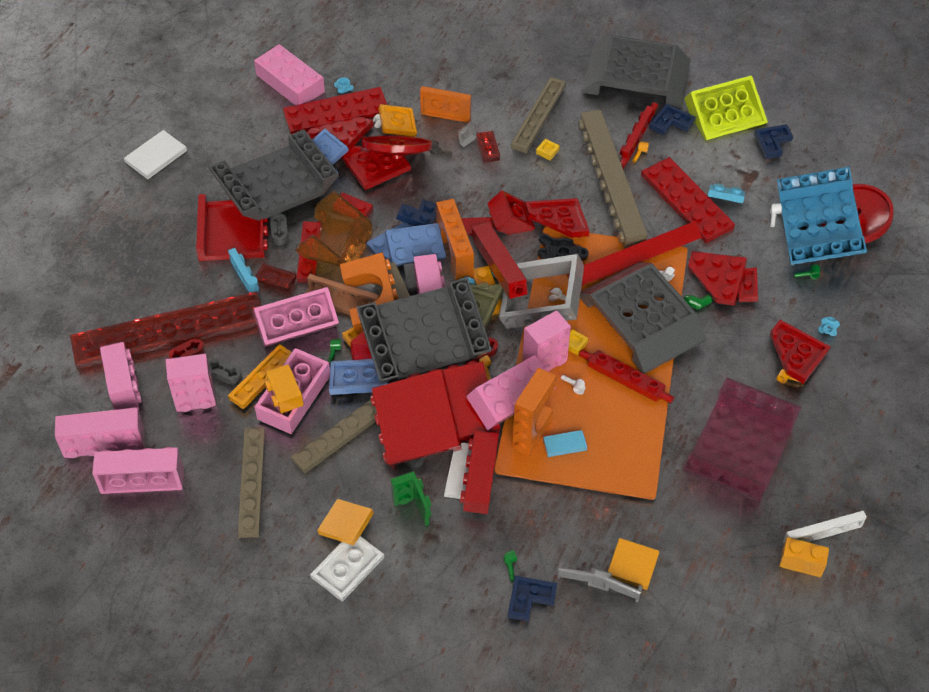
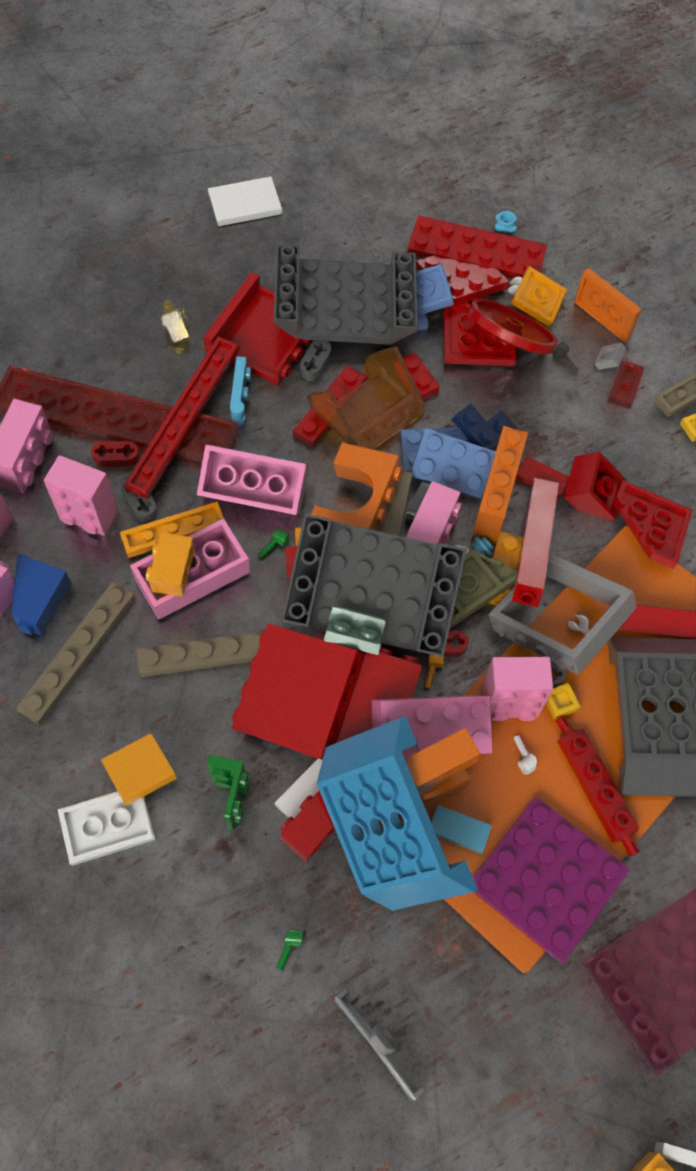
camera: 30 degrees right, 10 degrees up
(166, 251) = (174, 322): none -> clear yellow piece
(199, 460) = (36, 593): none -> blue slope
(218, 306) = (181, 418): none -> red tile
(276, 277) = (270, 416): clear red plate -> none
(289, 75) = (451, 180): bright pink brick -> none
(341, 299) = (323, 480): nougat fence -> none
(353, 377) = (265, 590): medium blue plate -> none
(428, 361) = (355, 629): none -> sand green bracket
(527, 591) = (281, 998): dark blue plate -> none
(552, 463) = (370, 781): none -> dark azure slope
(559, 247) = (625, 568): black tile -> none
(633, 441) = (549, 879): none -> magenta plate
(633, 563) = (439, 1046): light orange tile -> none

